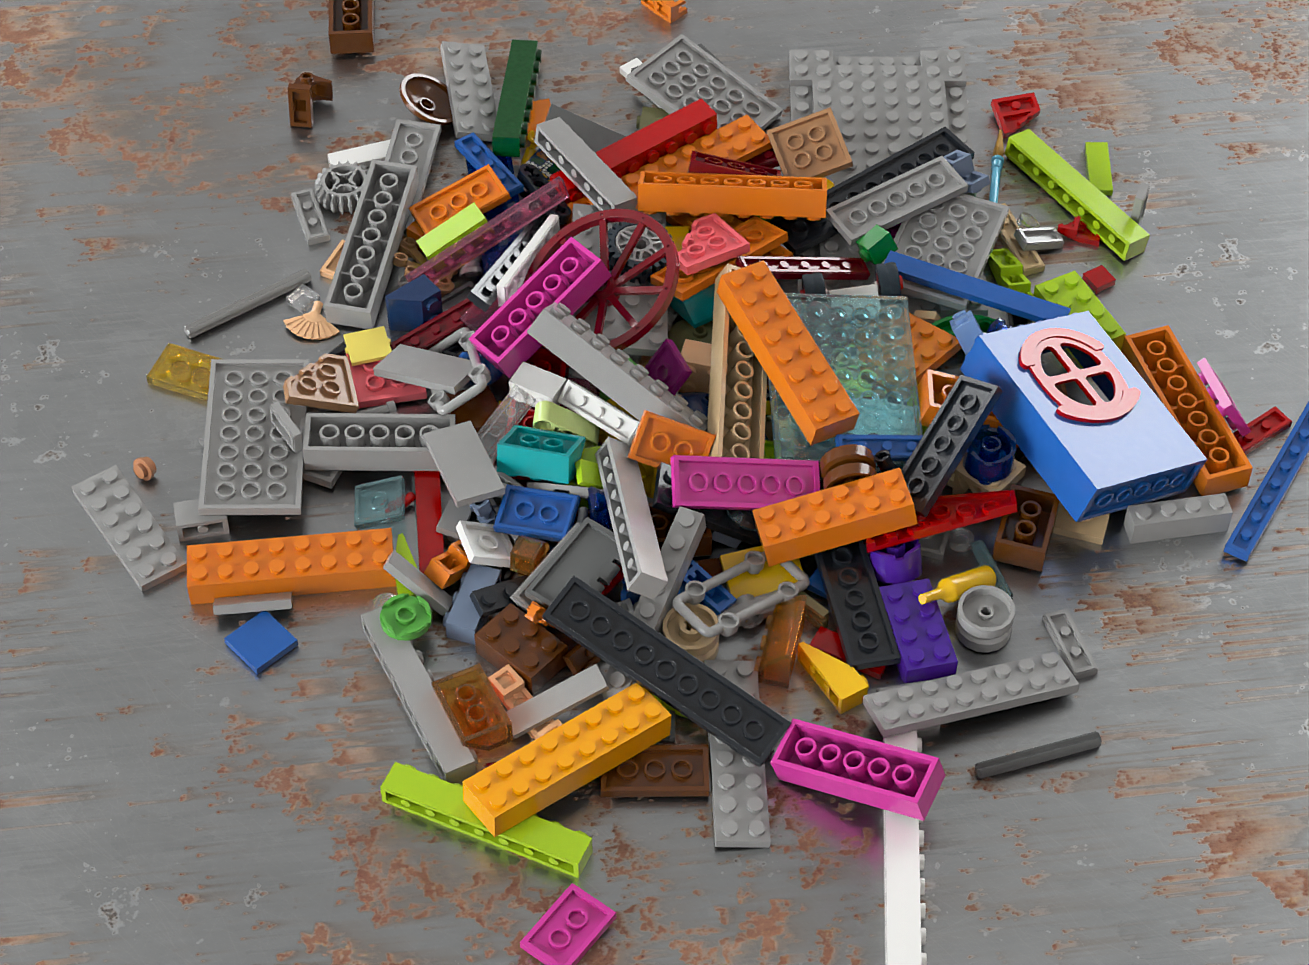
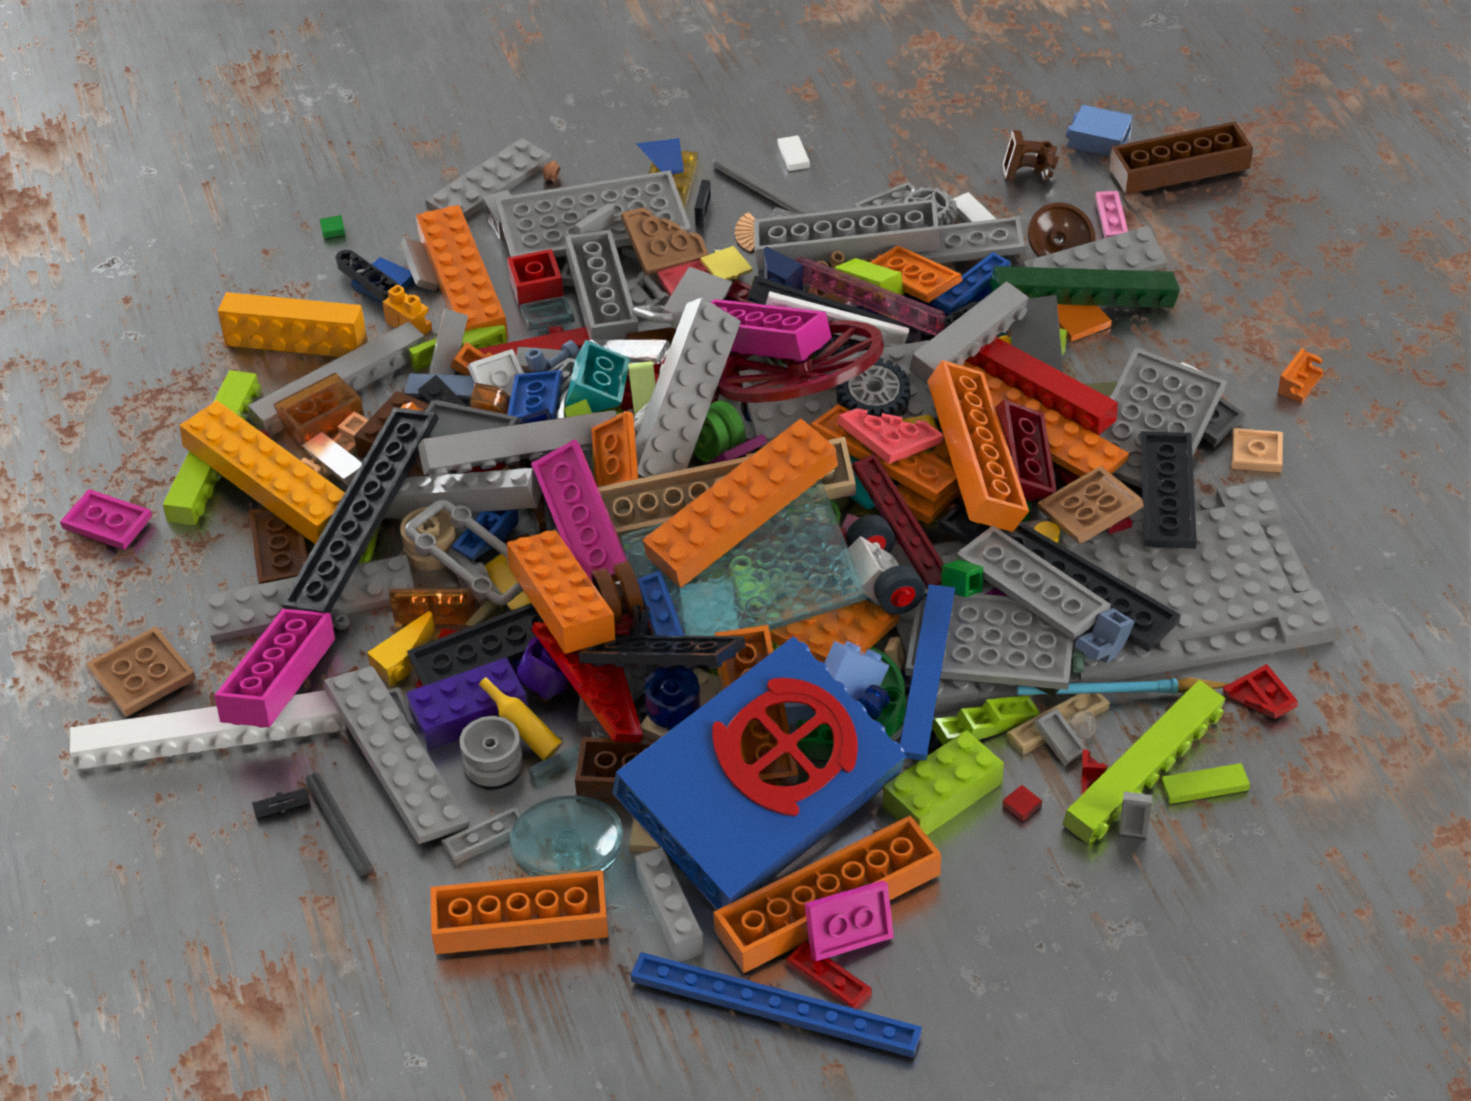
camera: 80 degrees right, 5 degrees down
(145, 680) = (332, 226): none -> green tile
(176, 358) = (664, 154): none -> blue slope
(201, 270) = (793, 153): none -> white tile
(253, 349) = (702, 202): none -> black tile
(262, 652) = (371, 273): none -> black beam
(281, 44) = (1098, 130): none -> medium blue brick
(326, 722) = (291, 324): none -> light orange brick
(328, 500) = (535, 276): none -> red brick
(337, 619) = (403, 308): none -> light orange hips
(404, 65) = (1110, 213): none -> bright pink plate
(405, 617) = (408, 346): bright green tile -> none
(464, 464) = (568, 332): light grey tile -> none
(740, 50) = (1257, 450): none -> light nougat tile
(791, 100) = (1168, 490): none -> black plate
(805, 908) = (140, 671): none -> medium nougat plate
(1005, 798) = (262, 807): none -> black pin
(1099, 576) = (566, 836): none -> clear light blue dish
(1175, 622) = (518, 912): none -> orange brick

